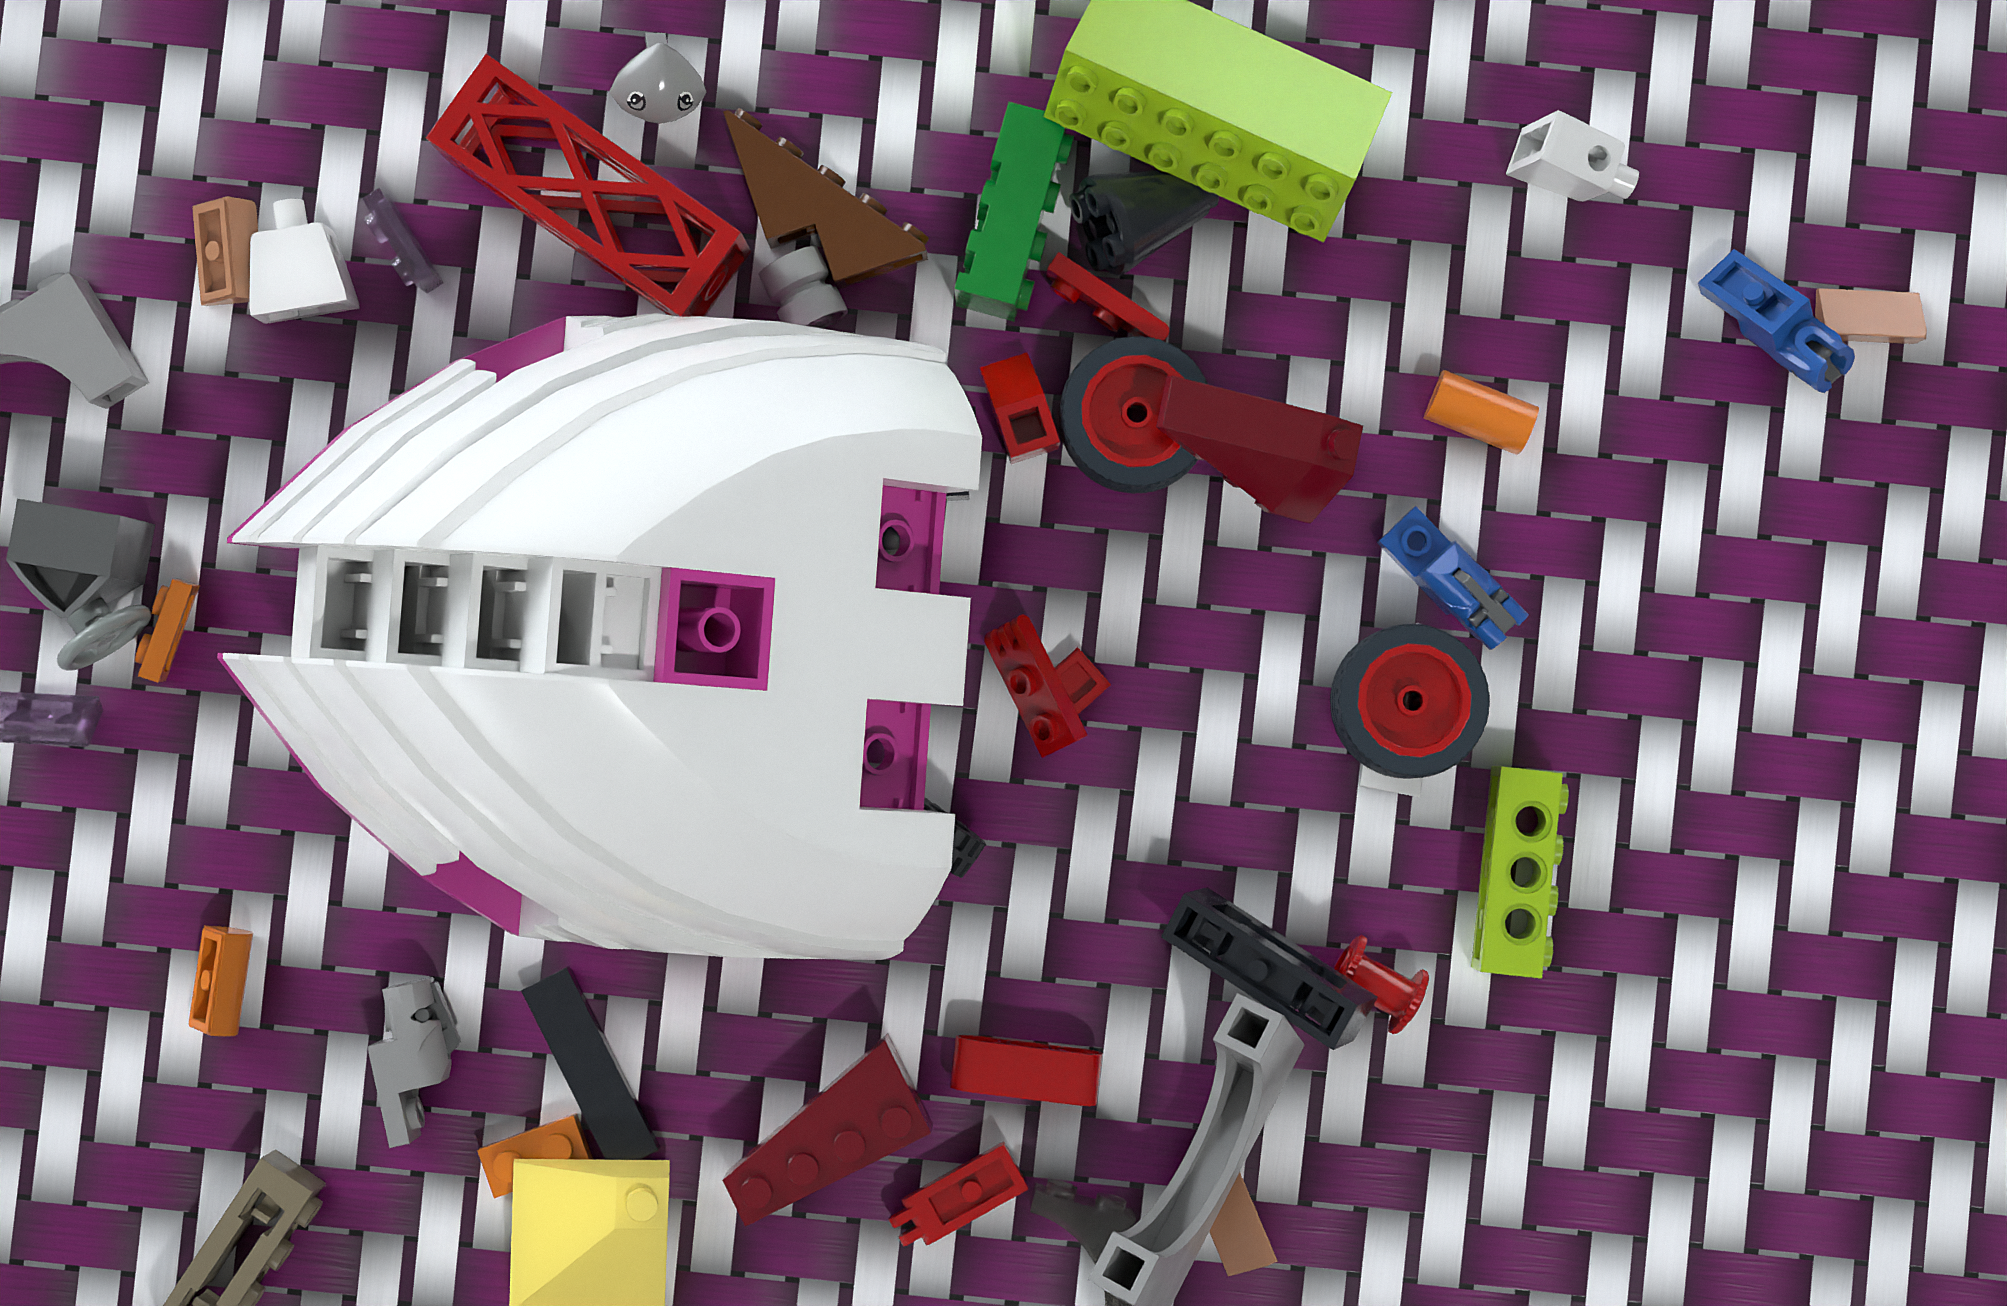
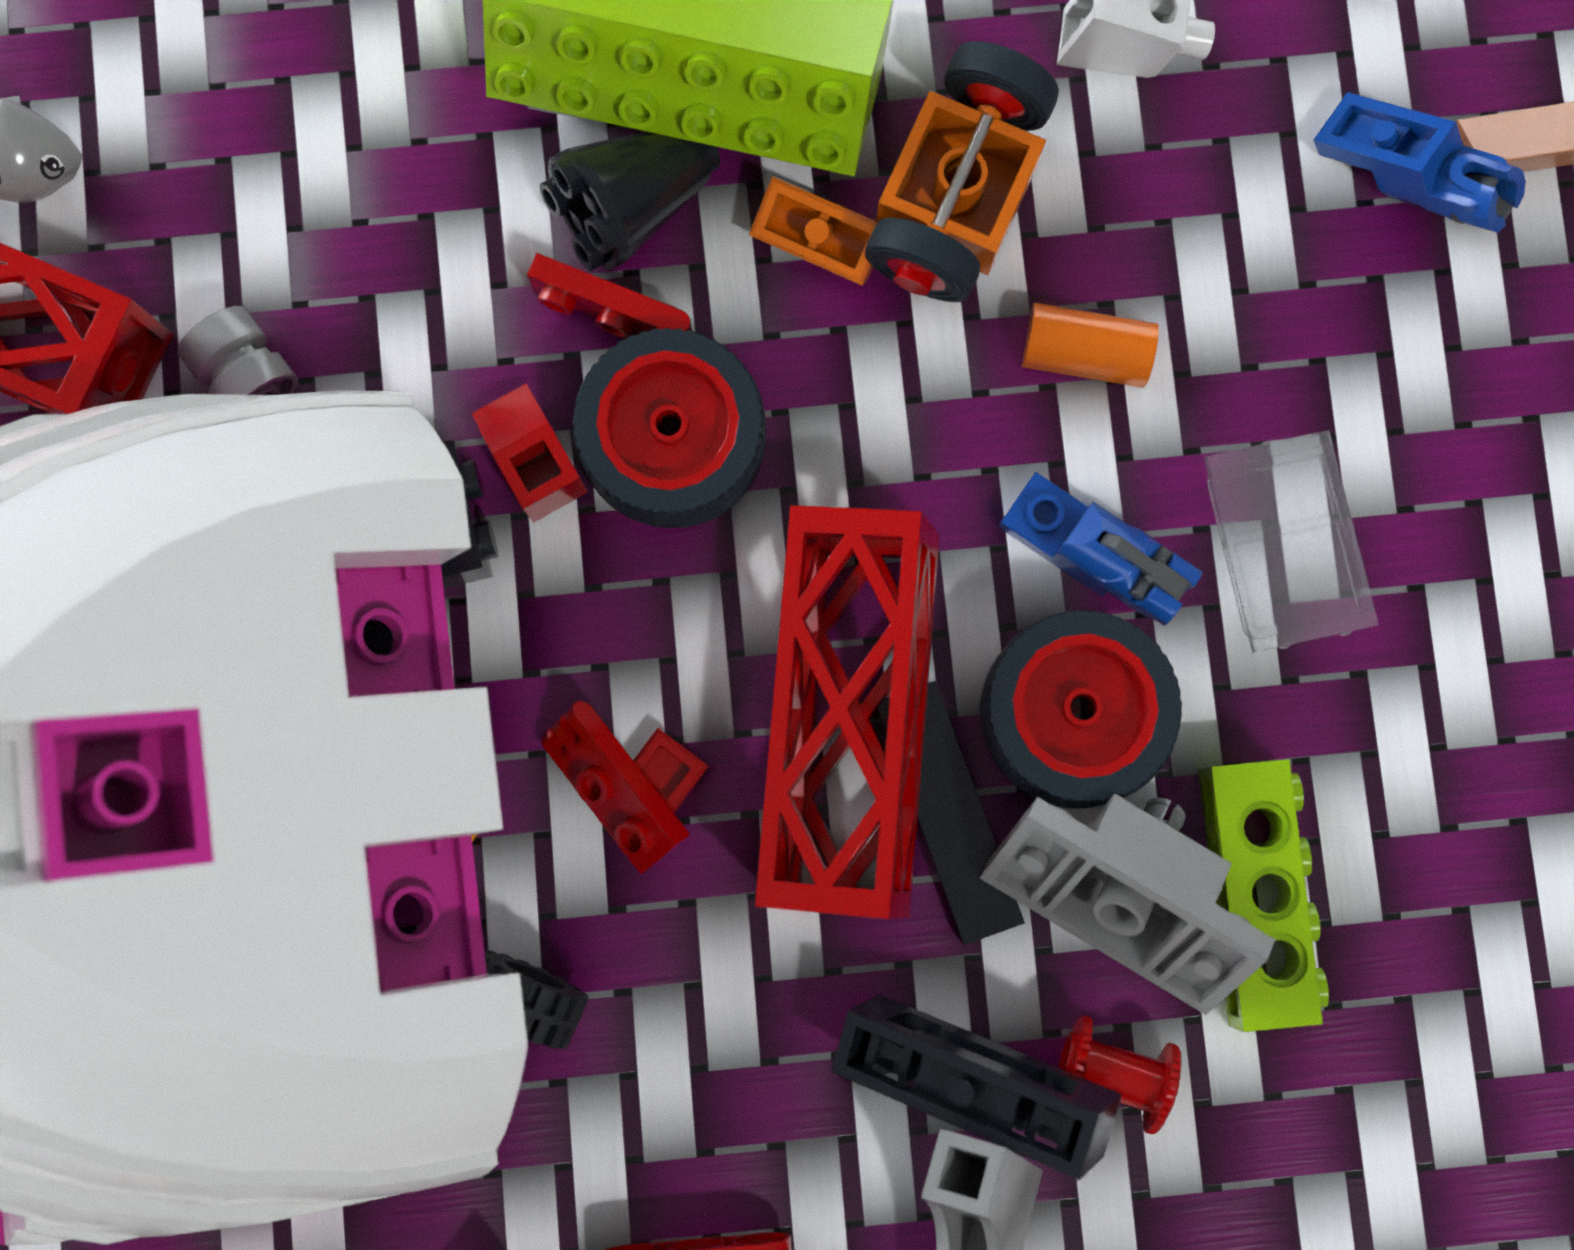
camera: 10 degrees left, 5 degrees down
(805, 201) = (223, 260): reddish brown slope -> none
(1012, 213) = (473, 224): green wedge -> none
(1270, 449) = (841, 433): dark red wedge -> none
(1279, 634) = (810, 659): none -> red piece
(1284, 277) = (814, 230): none -> orange brick
(1290, 759) = (957, 829): none -> black tile
(1409, 259) = (963, 173): none -> brick
(1418, 850) = (1133, 894): none -> light grey brick
(1604, 602) = (1289, 542): none -> clear piece

